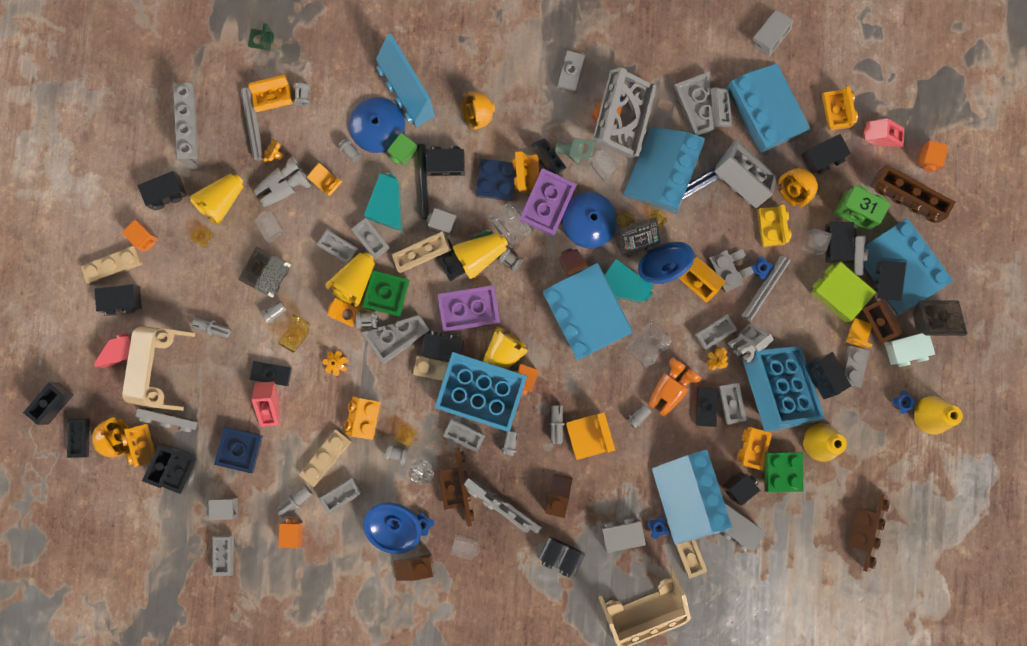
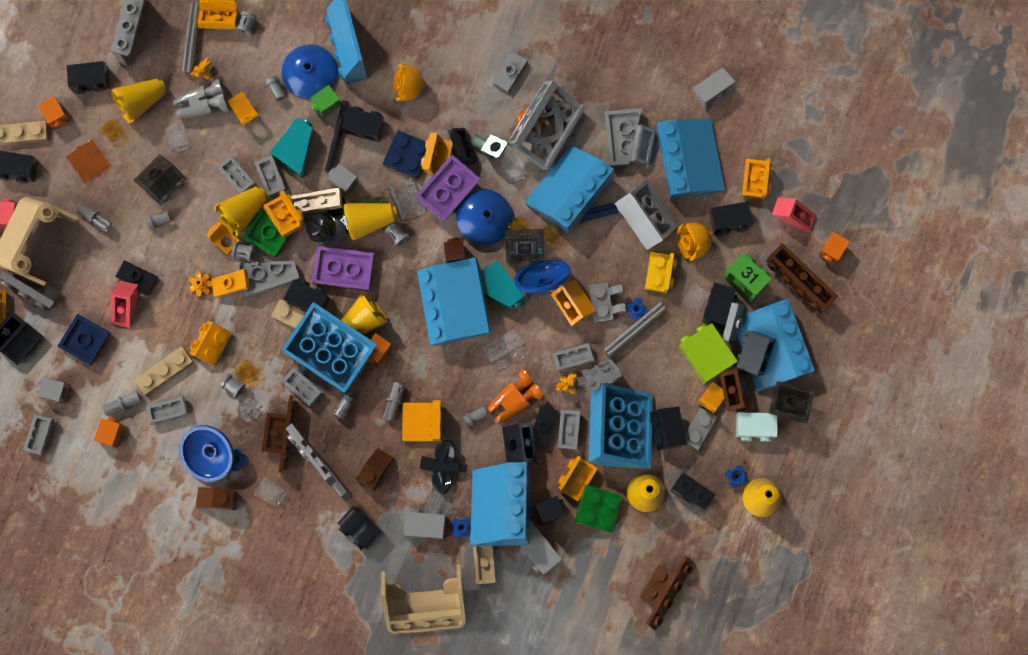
camera: 15 degrees right, 5 degrees down
(188, 273) = (88, 161): none -> clear orange piece
(295, 334) = (171, 246): clear yellow bracket -> none
(364, 354) = (230, 283): none -> light orange plate
(397, 273) = (284, 214): none -> light orange bracket
(441, 276) = (325, 230): none -> black piece
(623, 473) = (443, 466): none -> black plant
(691, 432) = (519, 443): none -> black brick
(869, 430) = (692, 492): none -> black brick

